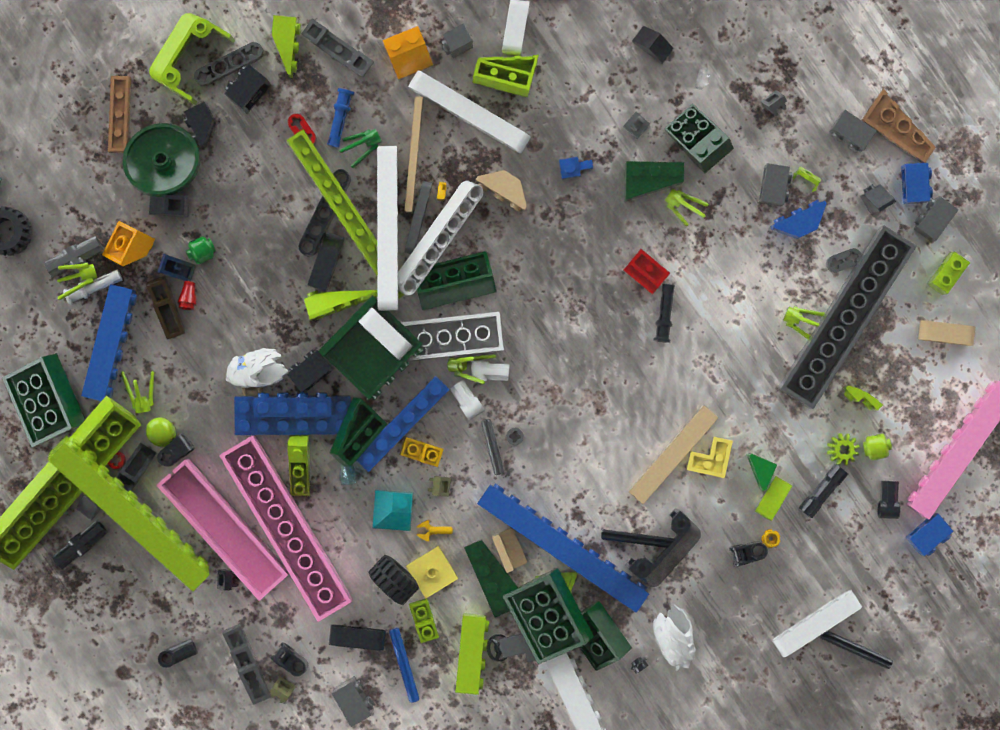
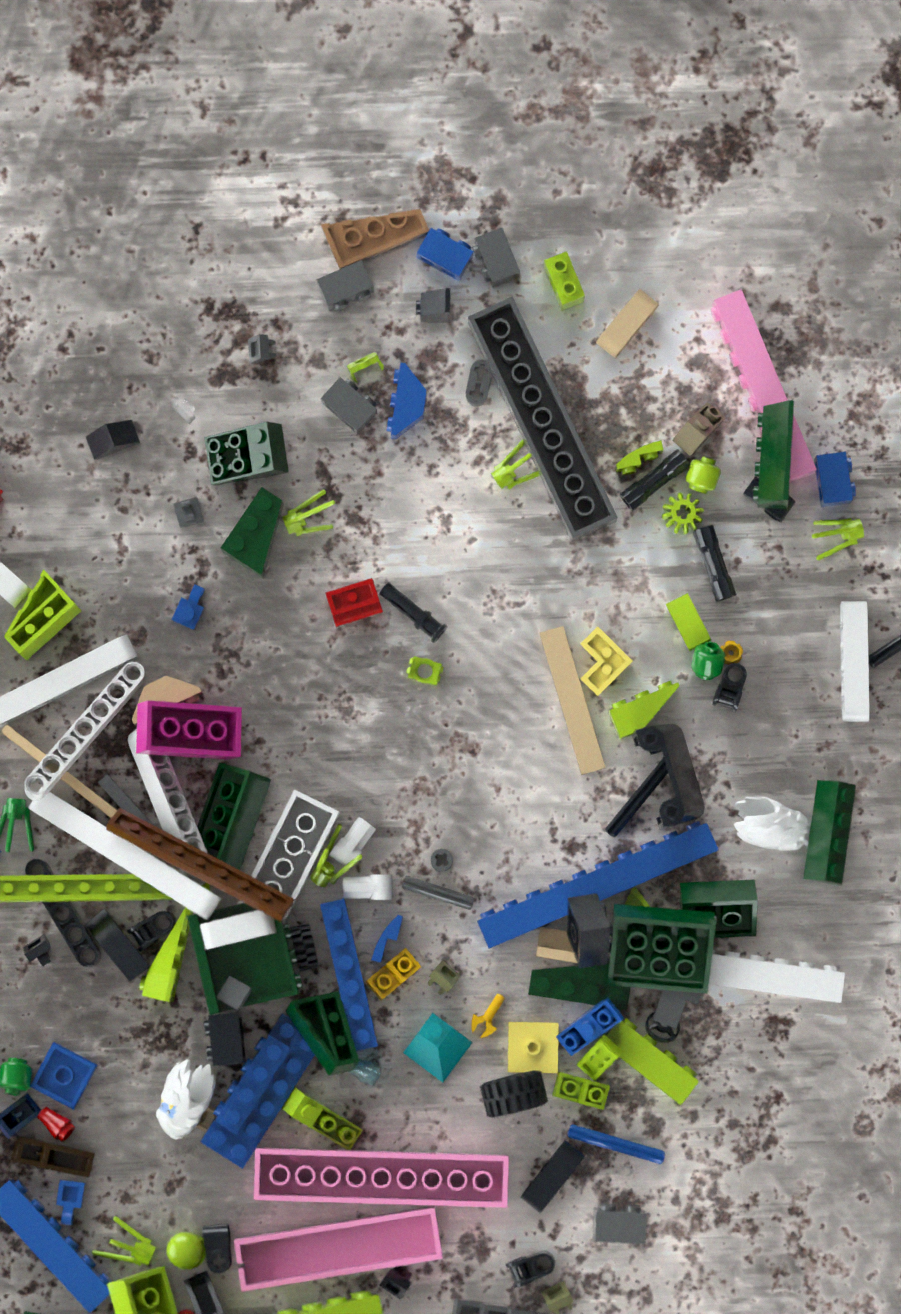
camera: 50 degrees left, 5 degrees down
(147, 335) = (70, 1196): none -> blue plate
(221, 281) = (63, 1075): none -> blue tile
(291, 212) = (38, 949): none -> black tile
(342, 358) = (234, 993): none -> dark grey tile
(347, 276) = (151, 930): none -> black piece
(401, 383) = (304, 947): none -> black tyre
(411, 282) = (200, 864): none -> reddish brown plate
(441, 153) = (88, 719): none -> white beam
(441, 191) = (123, 769): yellow tile -> none
(447, 433) = (391, 932): none -> blue slope
(452, 620) = (599, 1057): none -> lime plate
(468, 601) = (589, 1026): none -> blue slope
(494, 218) = (188, 730): none -> dark pink brick
(529, 562) = (588, 930): none -> black brick
(631, 337) = (412, 671): none -> lime piece
(639, 665) = (778, 884): black plate -> none
(690, 503) = (639, 712): none -> lime slope
(694, 678) = (829, 832): none -> dark green slope
(756, 527) = (708, 660): none -> green head
(762, 470) = (649, 614): green slope -> none
(866, 421) = (654, 480): none -> black axle
(902, 565) = (848, 529): none -> lime plant
(906, 424) = (698, 428): none -> dark tan slope
(922, 488) = (775, 455): none -> dark green slope

